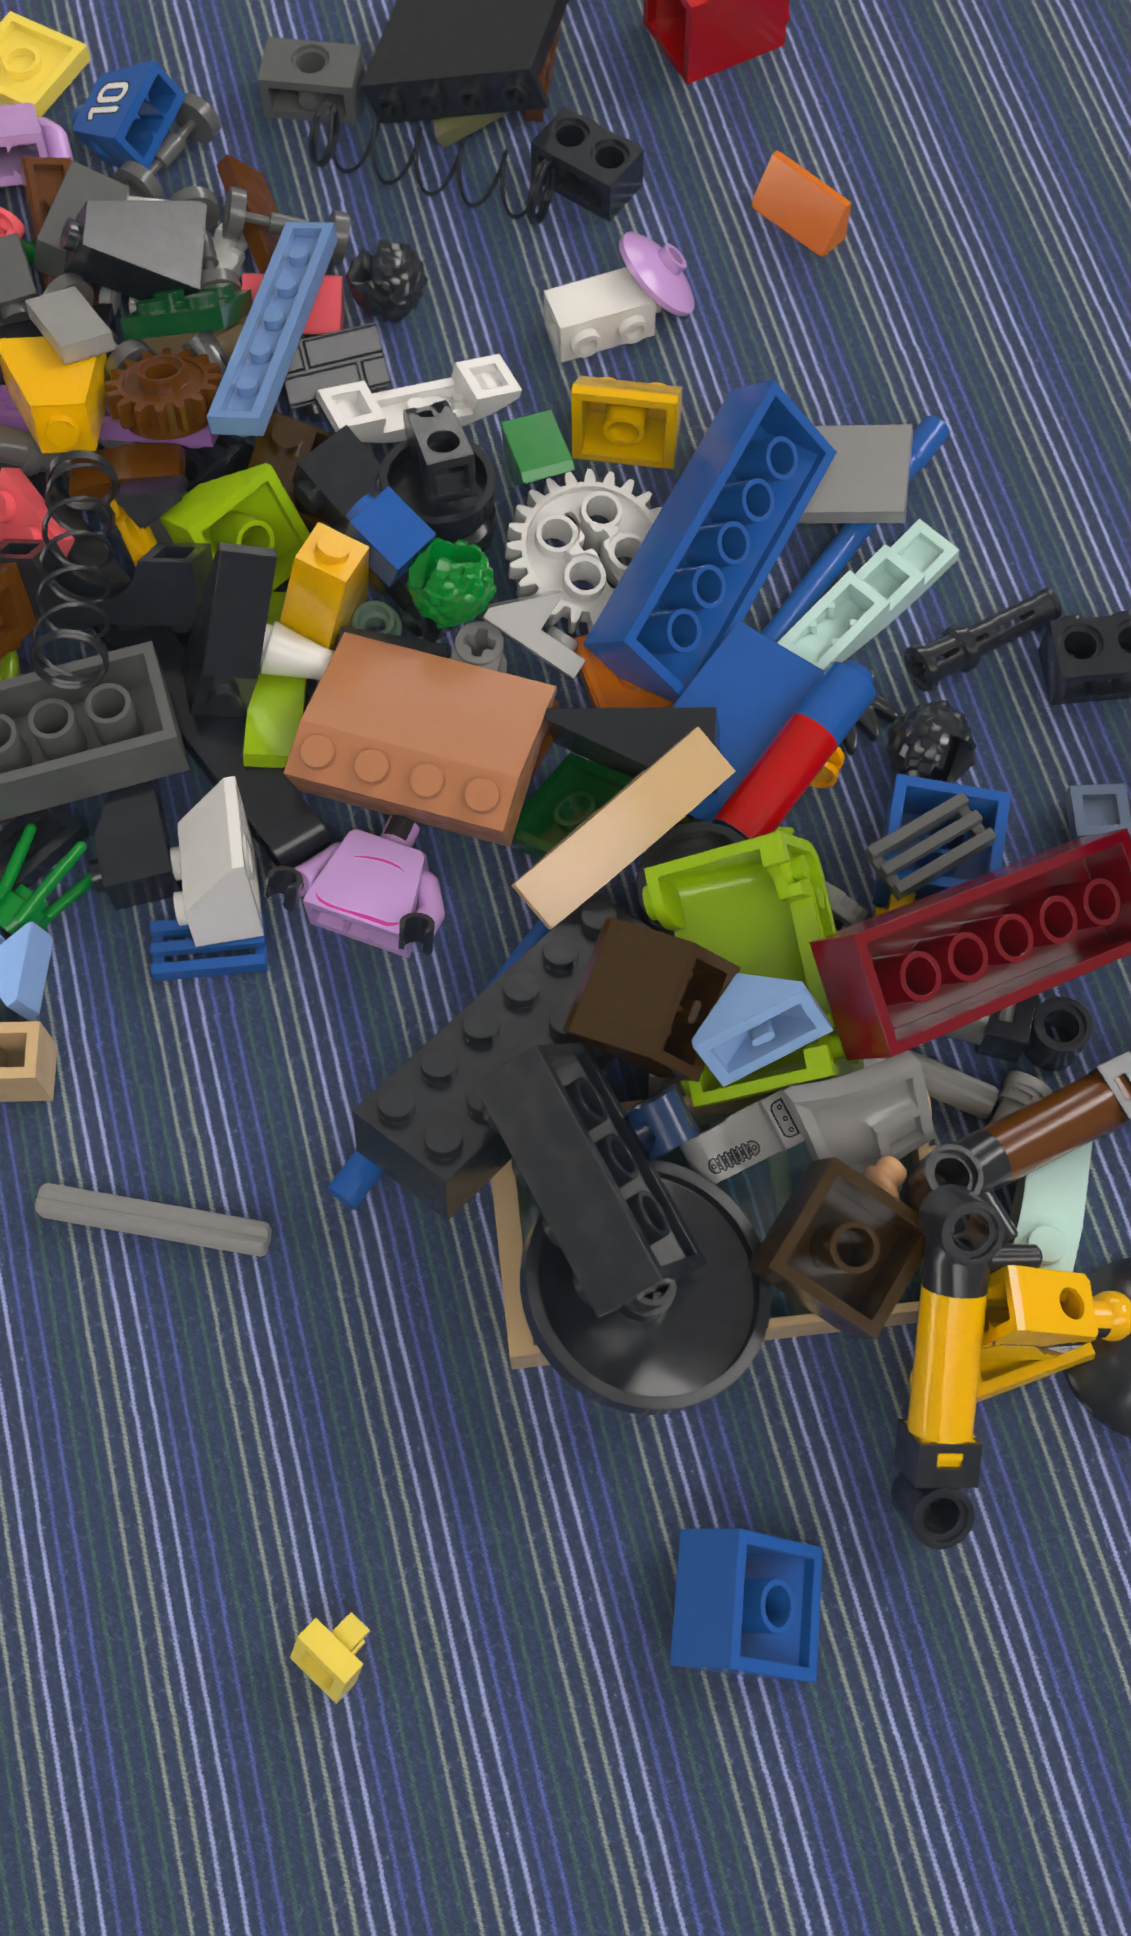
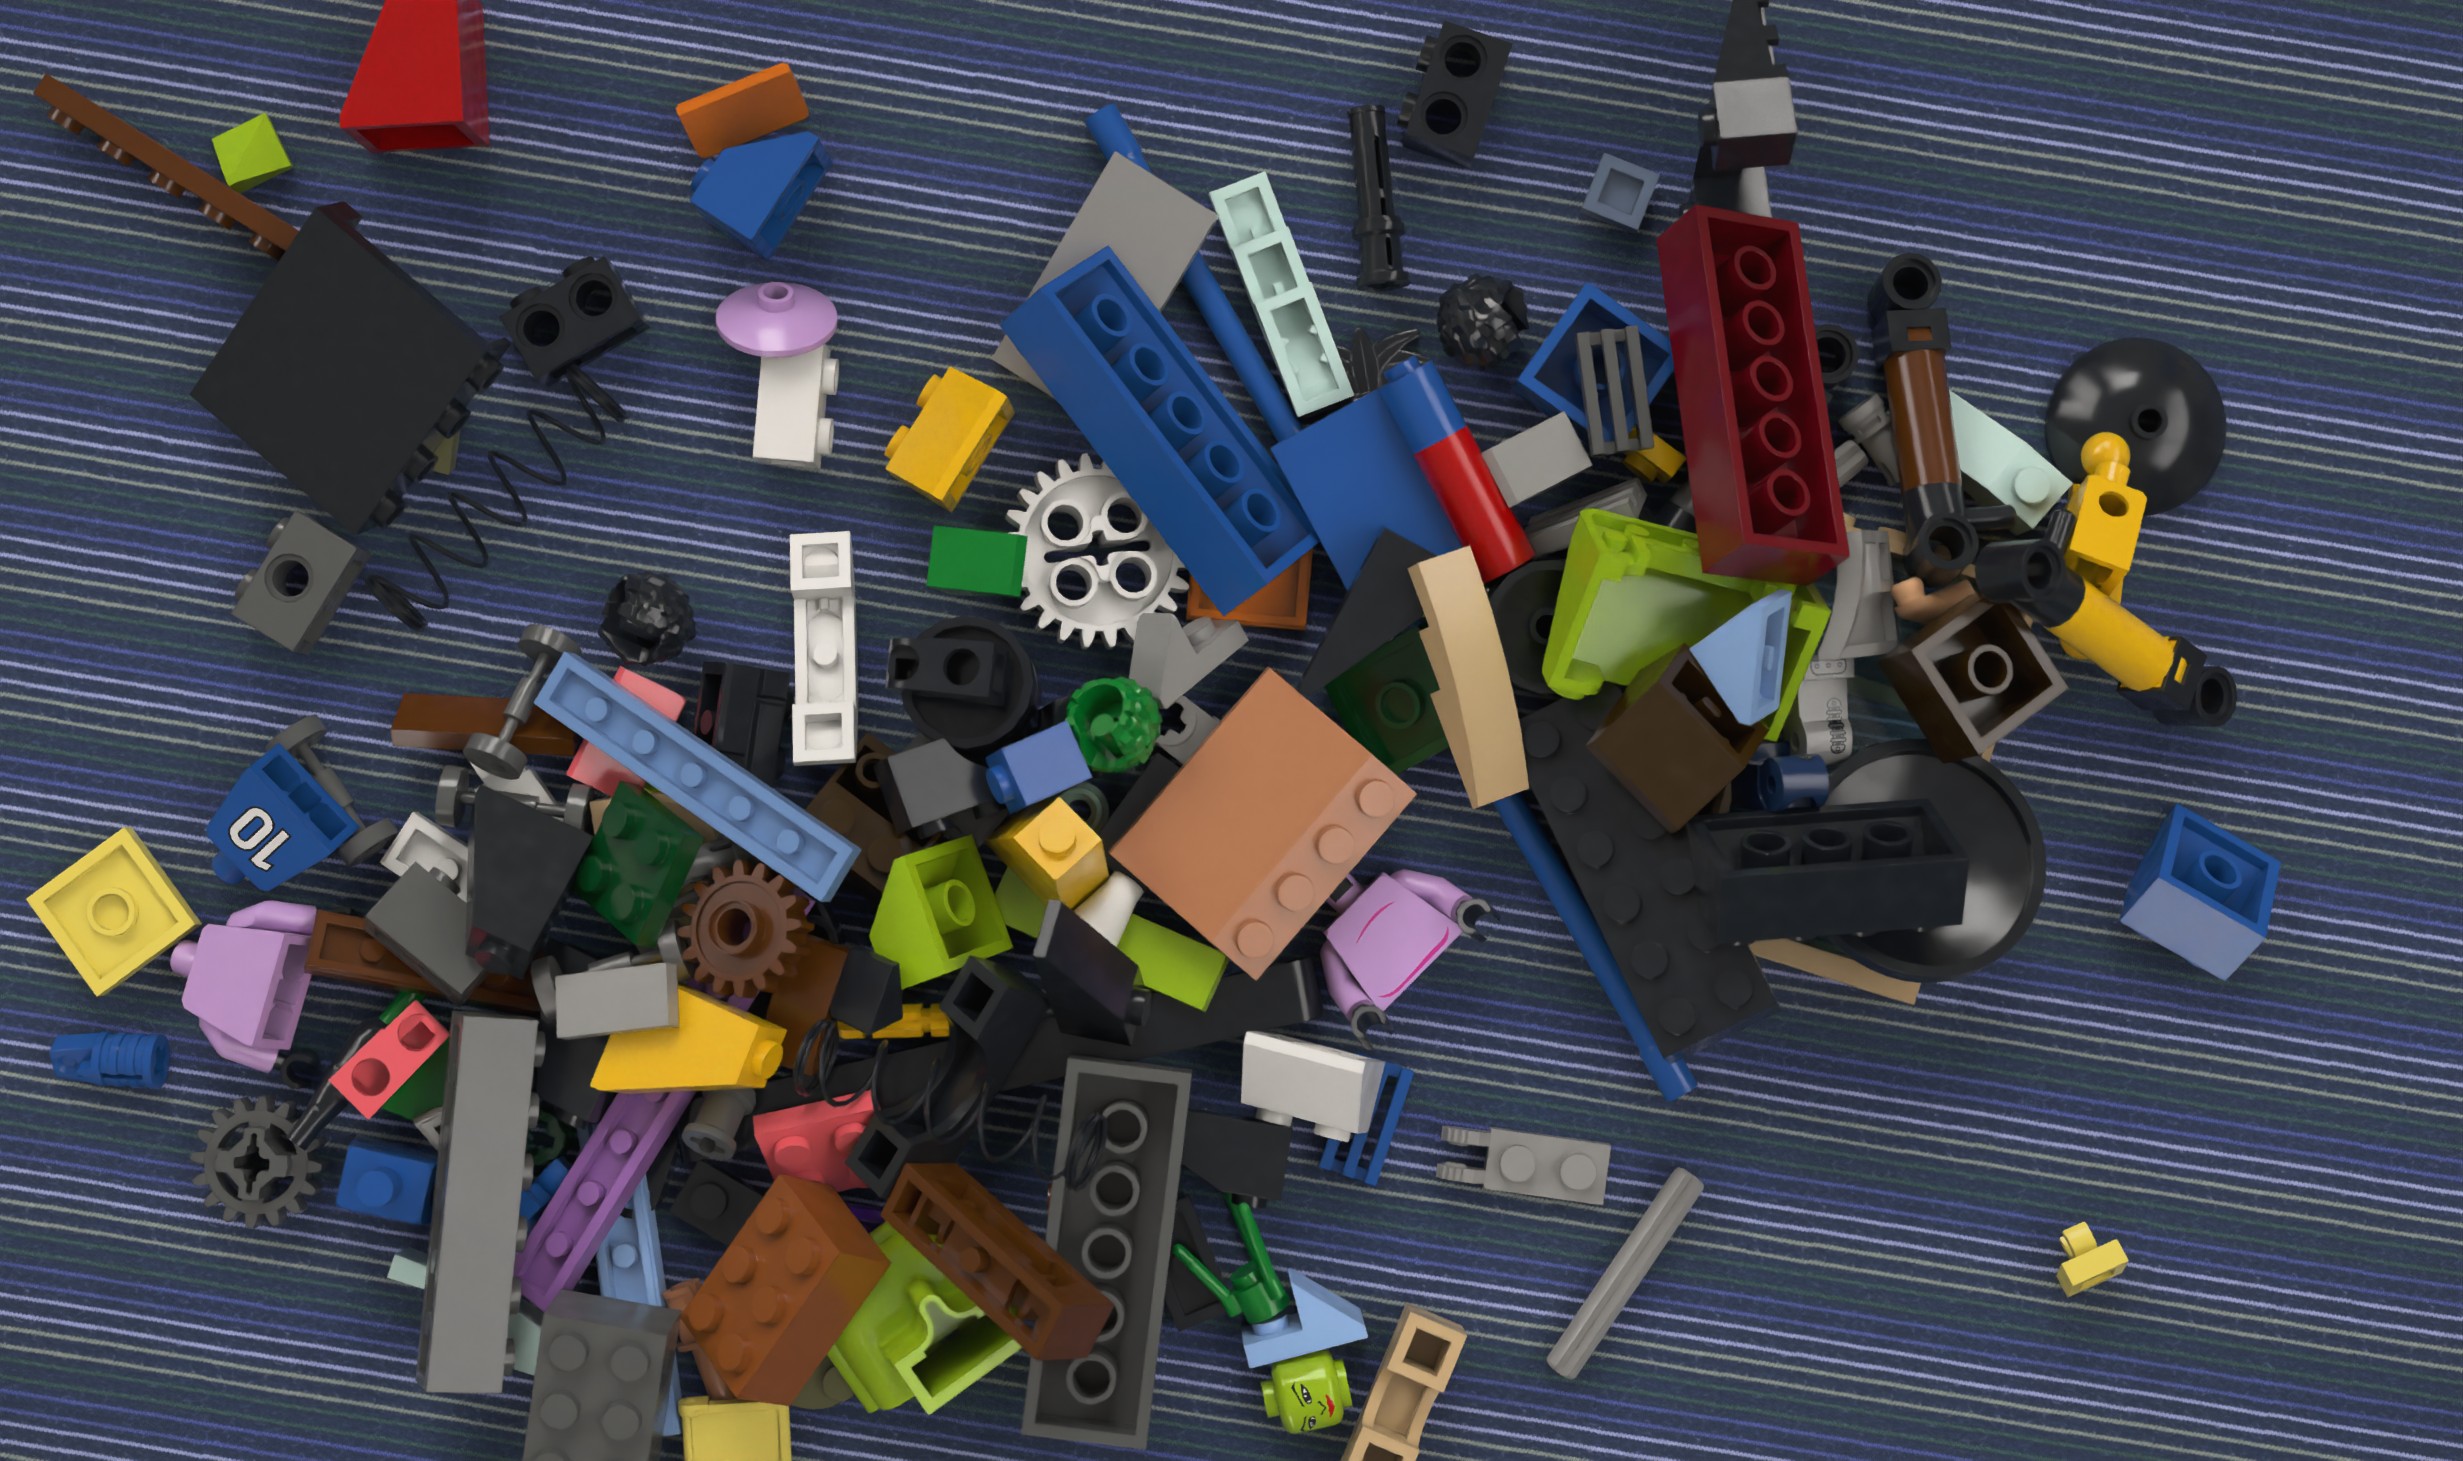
camera: 70 degrees left, 20 degrees up
(223, 1099) = (1531, 1164): none -> light grey hinge
(750, 222) = (760, 188): none -> blue slope
(835, 820) = (1537, 459): none -> light grey slope

